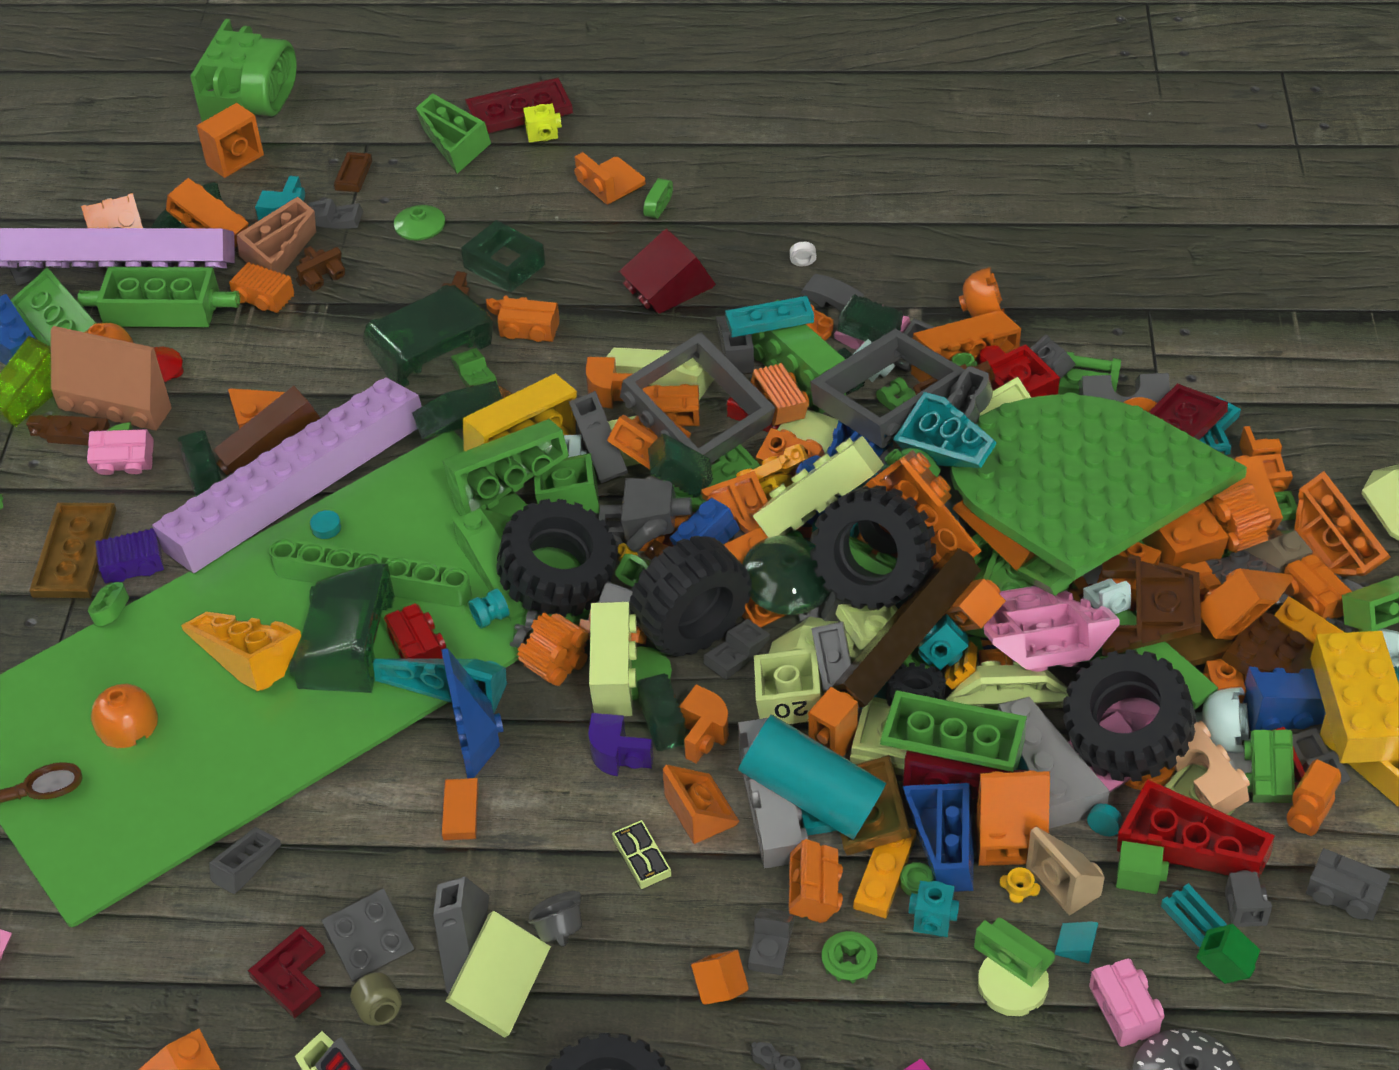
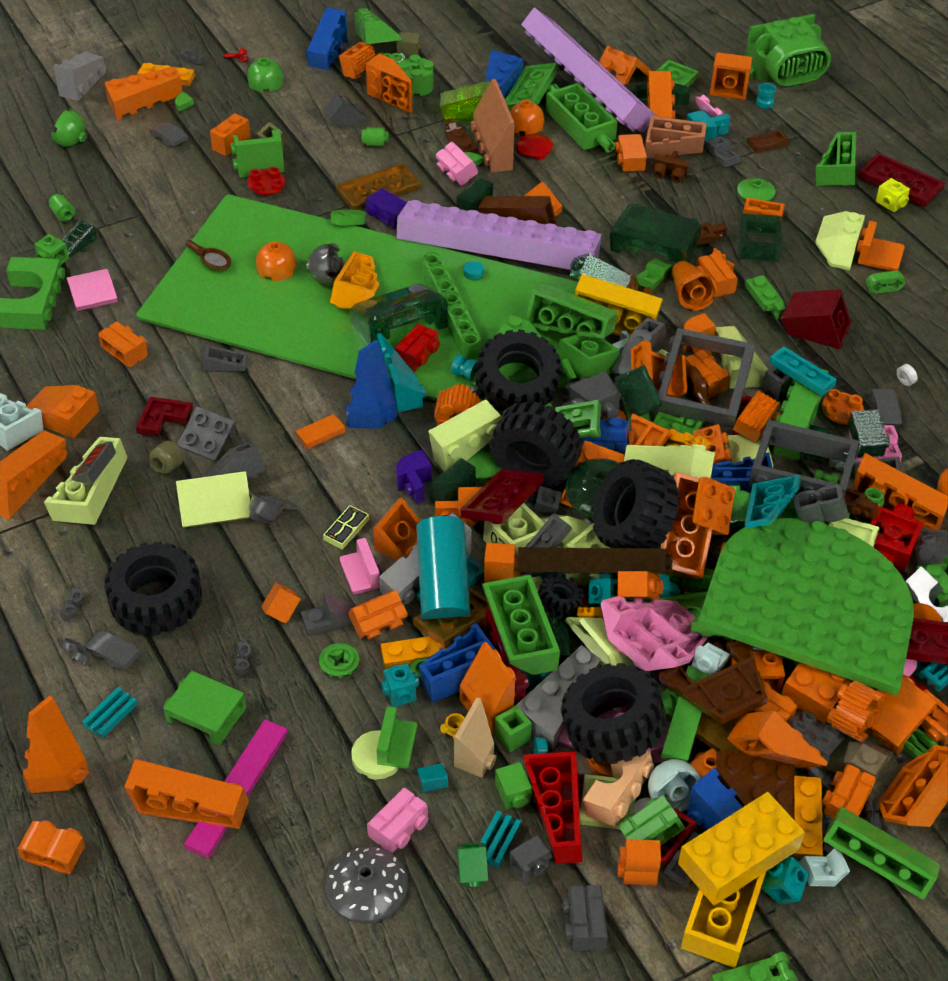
camera: 55 degrees right, 0 degrees up
(115, 961) = (123, 344): none -> orange brick
(162, 182) = (681, 74): none -> bright green plate
(187, 664) = (325, 263): none -> dark grey cylinder
(256, 183) = (703, 104): none -> bright pink dish
(283, 131) = (766, 95): none -> teal wheel
(456, 231) = (763, 207): none -> orange tile
(529, 344) = (693, 286): none -> orange cone
(564, 194) = (840, 237): none -> yellowish green wedge
(593, 299) = (766, 295): none -> bright green hinge
(676, 526) = (584, 414): none -> bright green plate
(691, 420) = (696, 385): none -> reddish brown piece
(721, 867) = (360, 569): none -> bright pink panel
(734, 668) = (501, 496): none -> dark red plate
(1070, 823) = (513, 728): none -> bright green brick

